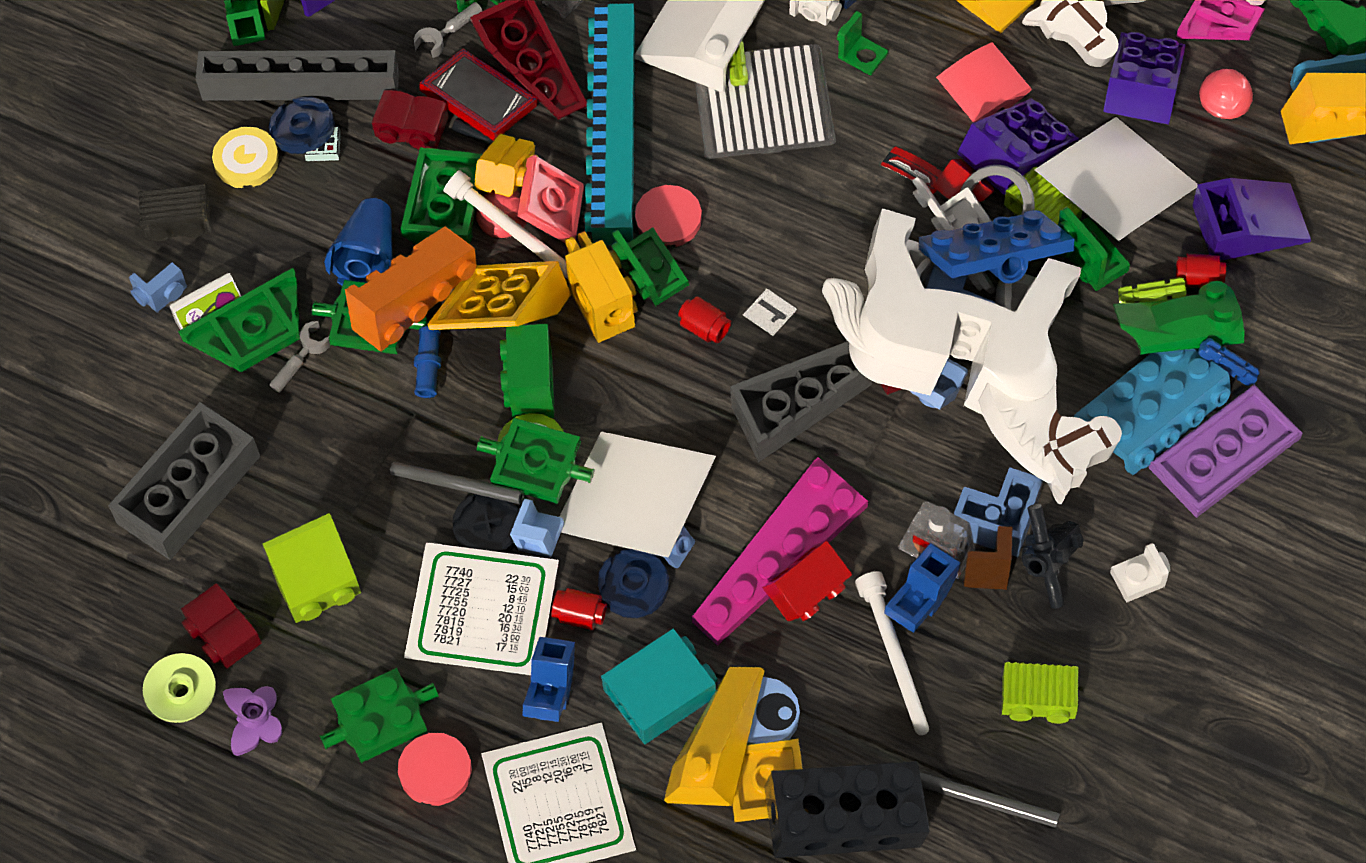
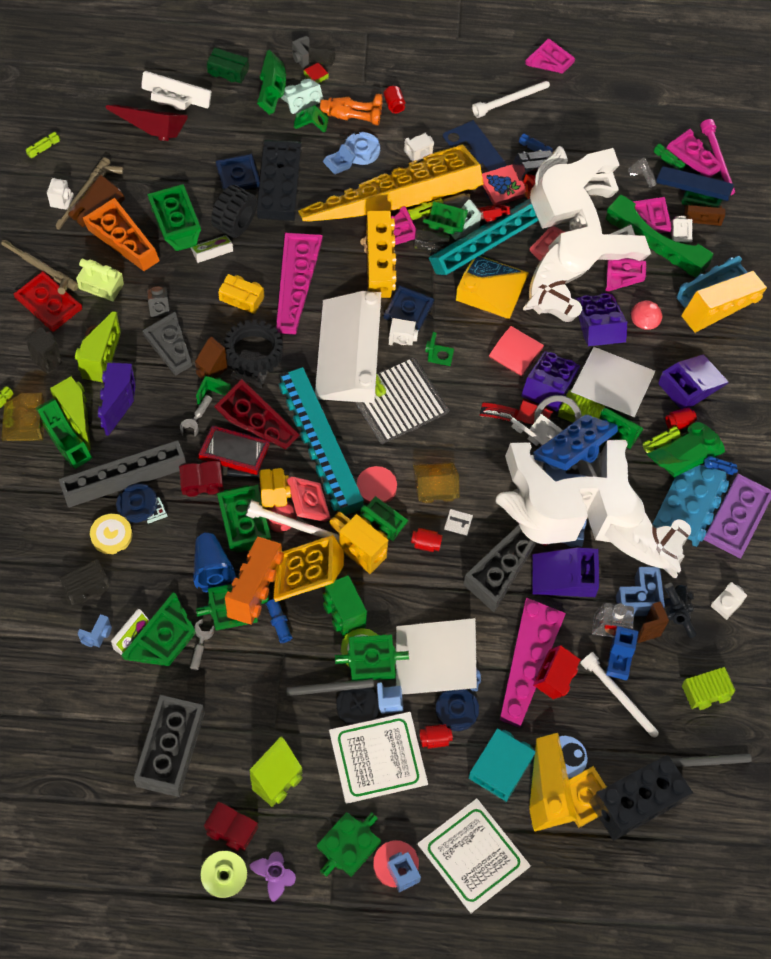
camera: 30 degrees left, 0 degrees up
(438, 793) = (403, 861): none -> medium blue brick
(550, 679) = (440, 785): blue brick -> none
(759, 240) = (436, 482): none -> clear yellow slope
(897, 441) = (566, 572): none -> dark purple slope

